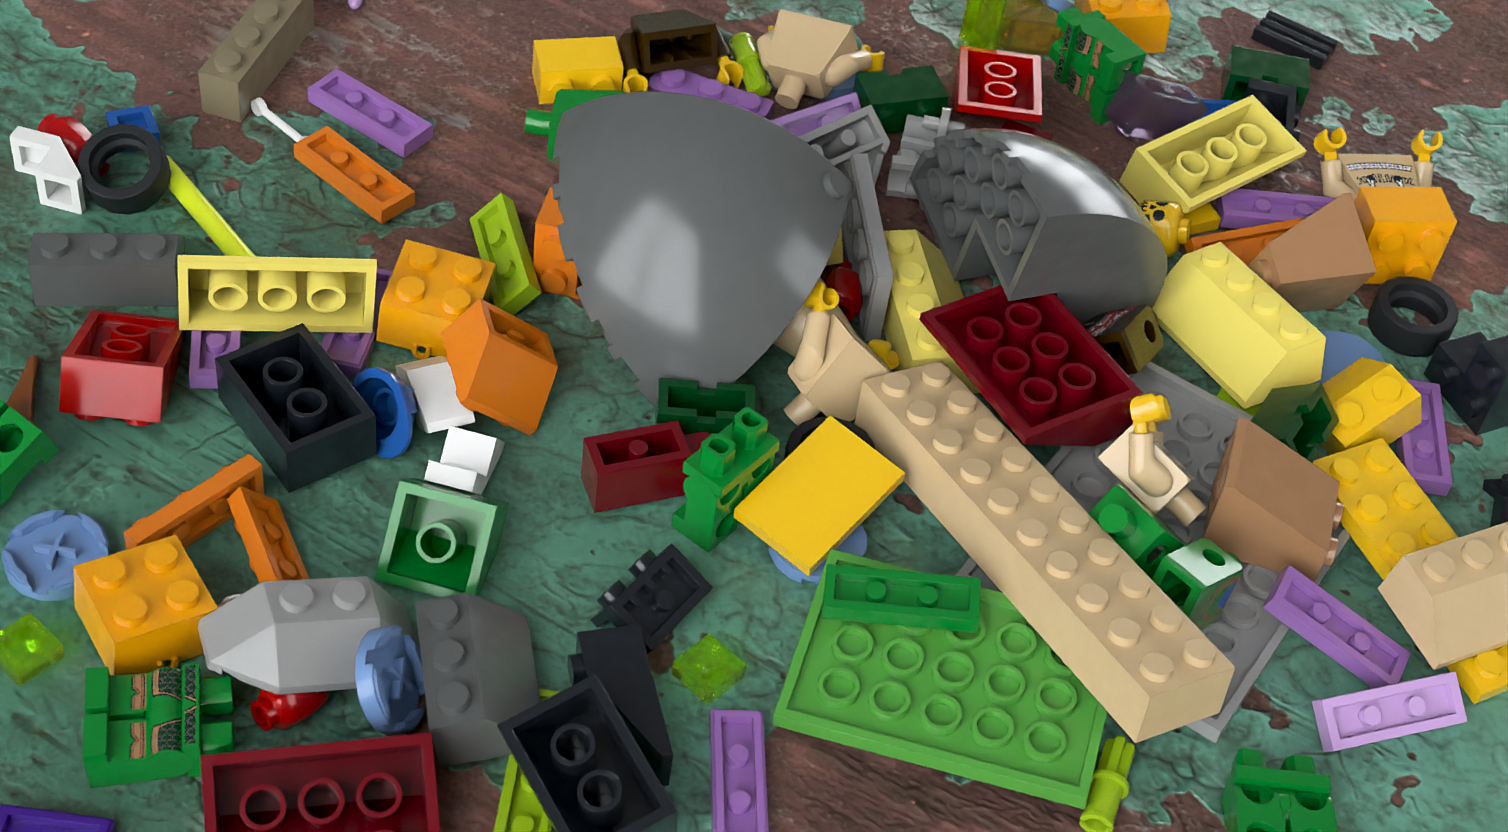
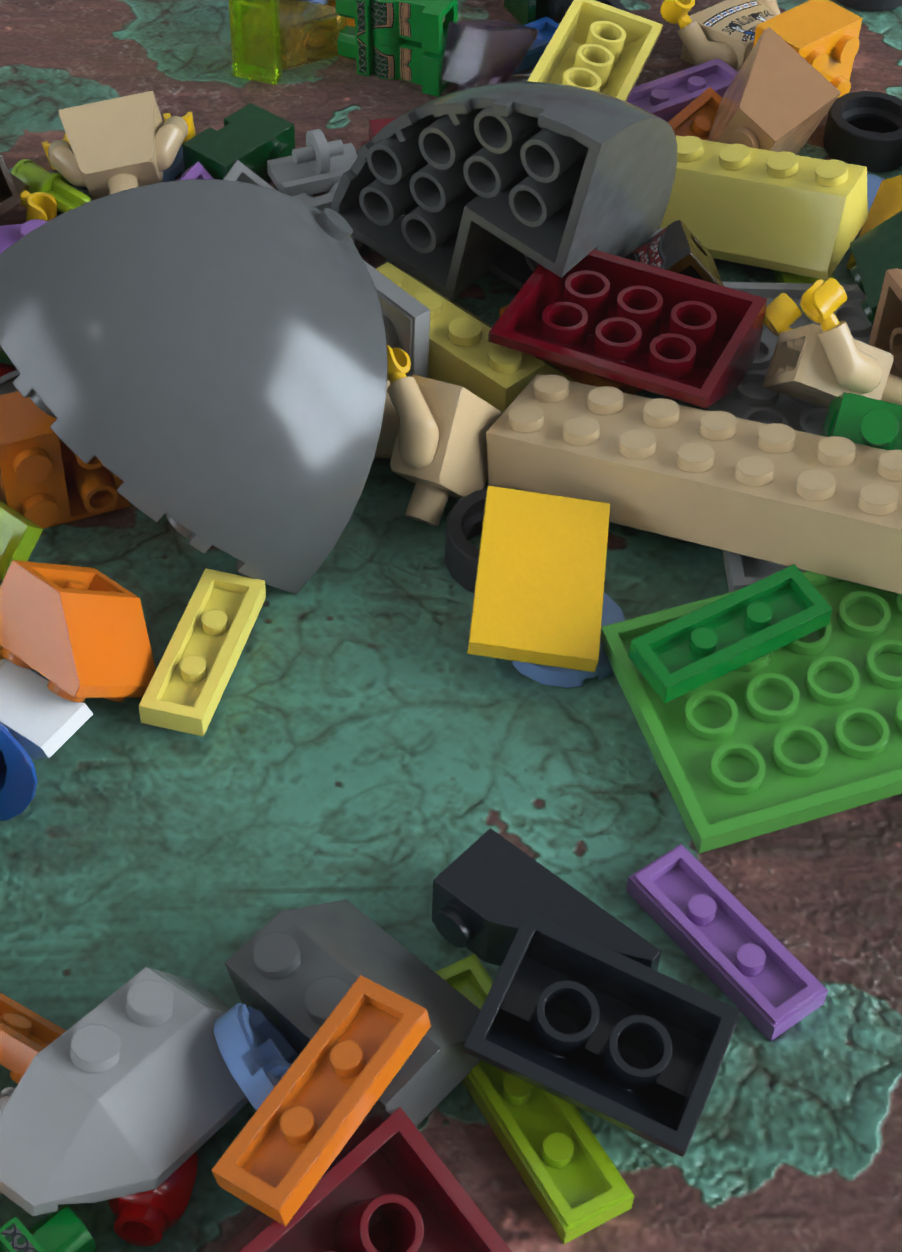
camera: 30 degrees left, 0 degrees up
(390, 697) = (321, 1100): none -> orange plate
(440, 539) = (172, 873): green slope -> none
(465, 461) = (118, 765): white slope -> none
(563, 428) = (203, 652): none -> light yellow plate
(637, 465) = (325, 653): dark red brick -> none
(656, 597) = (456, 789): black bracket -> none
(701, 408) = (346, 568): dark green brick -> none
(708, 669) = (581, 835): clear neon green plate -> none
(722, 476) = (436, 614): green hips -> none
(998, 84) = (335, 91): red slope -> none

